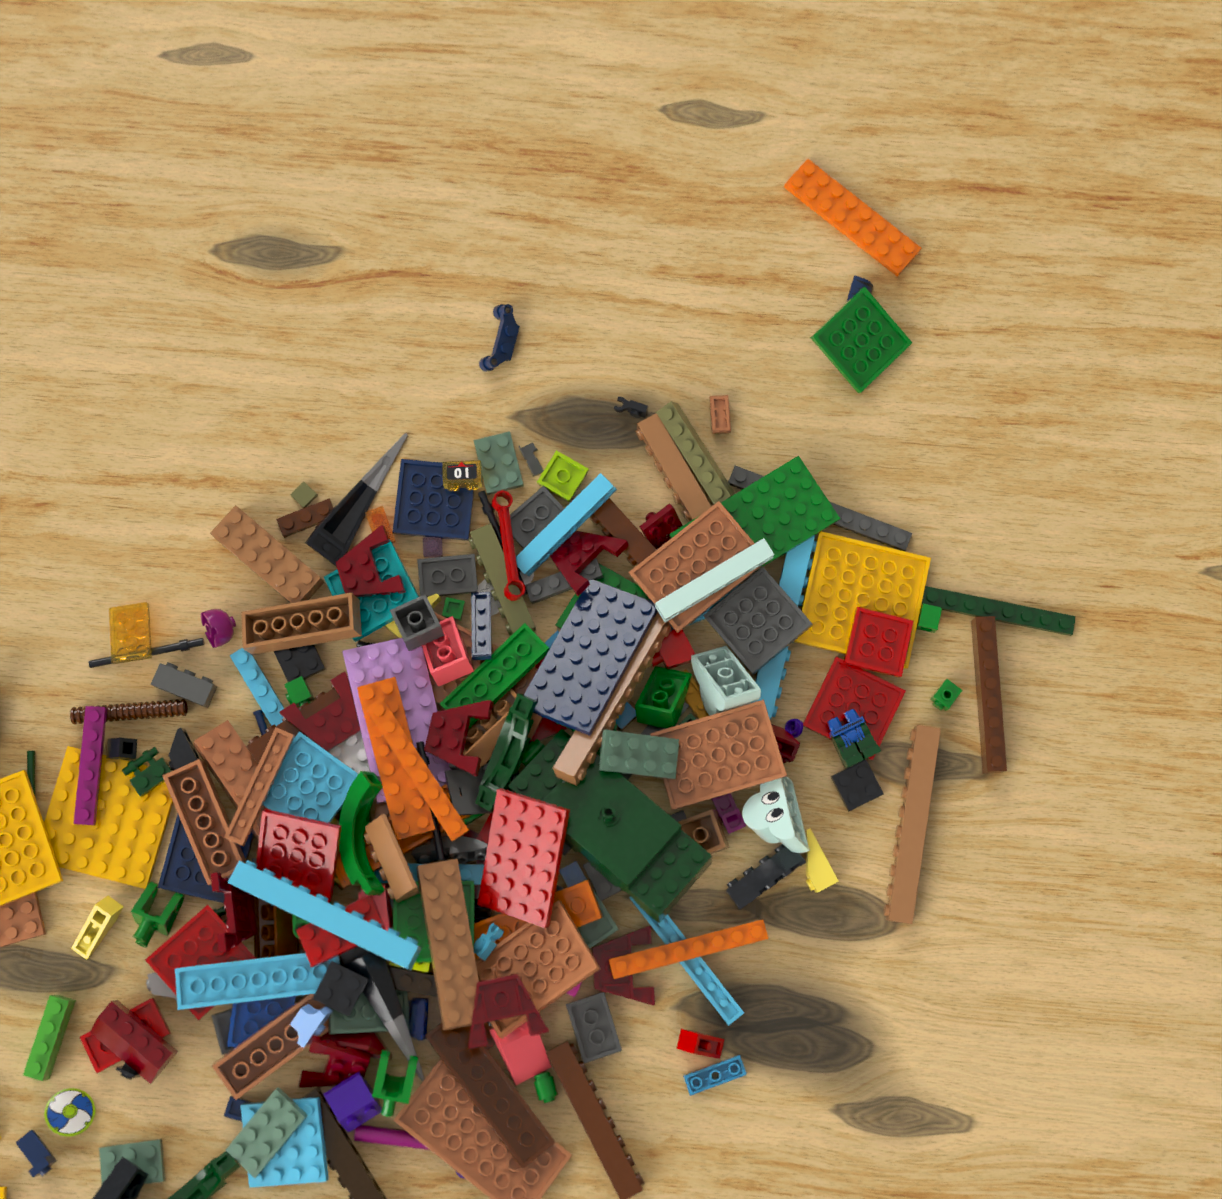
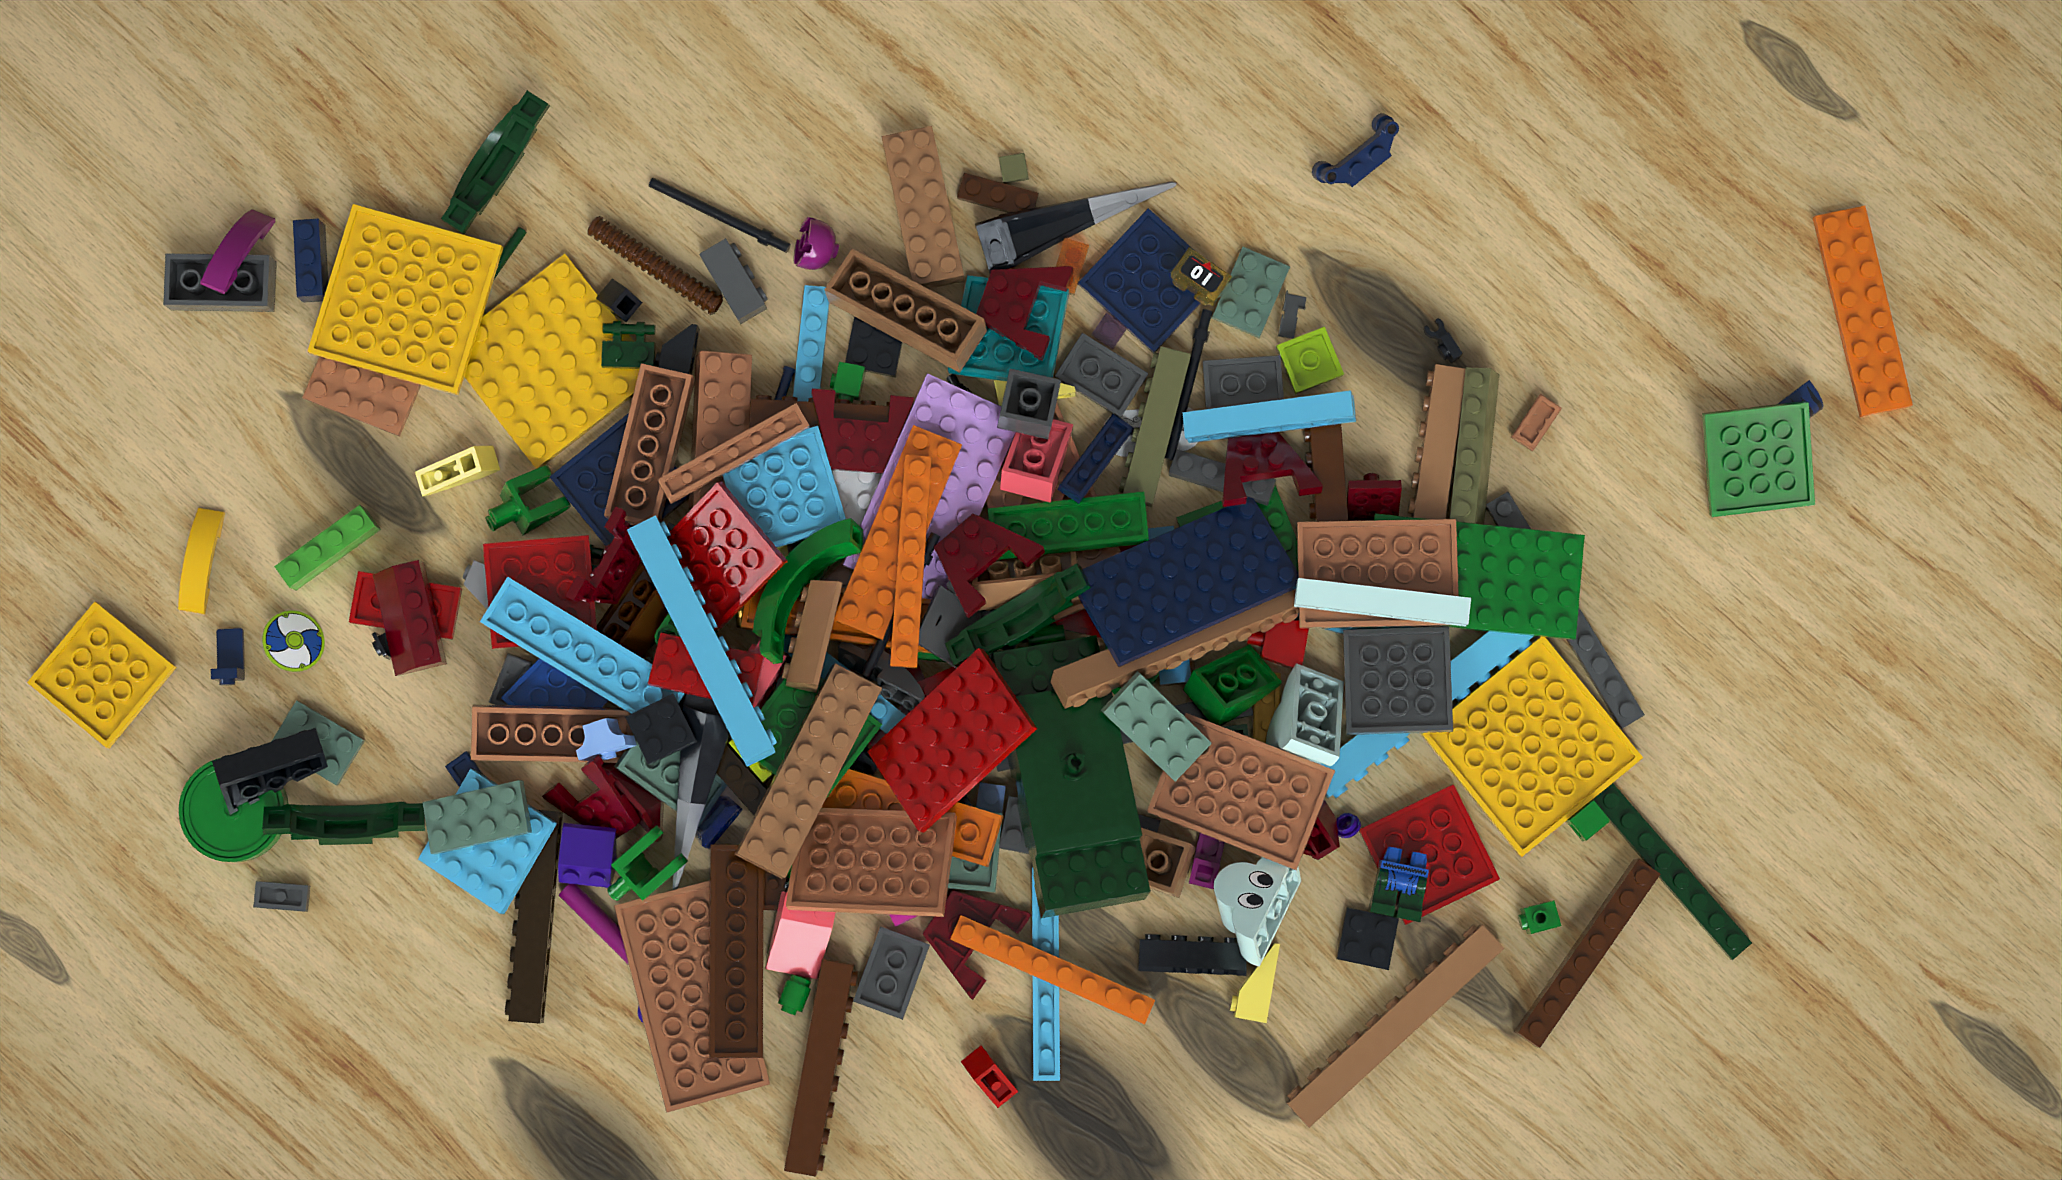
camera: 40 degrees right, 5 degrees up
(90, 765) = (573, 293): magenta plate -> none
(130, 633) = (718, 181): clear yellow plate -> none
(453, 608) = (1080, 416): green plate -> none
(486, 943) = (845, 798): medium azure plate -> none
(500, 1000) = (817, 870): dark red wing -> none
(508, 545) = (1191, 392): red piece -> none
(702, 1080) = (963, 1114): dark azure tile -> none
(878, 642) = (1511, 804): red plate -> none

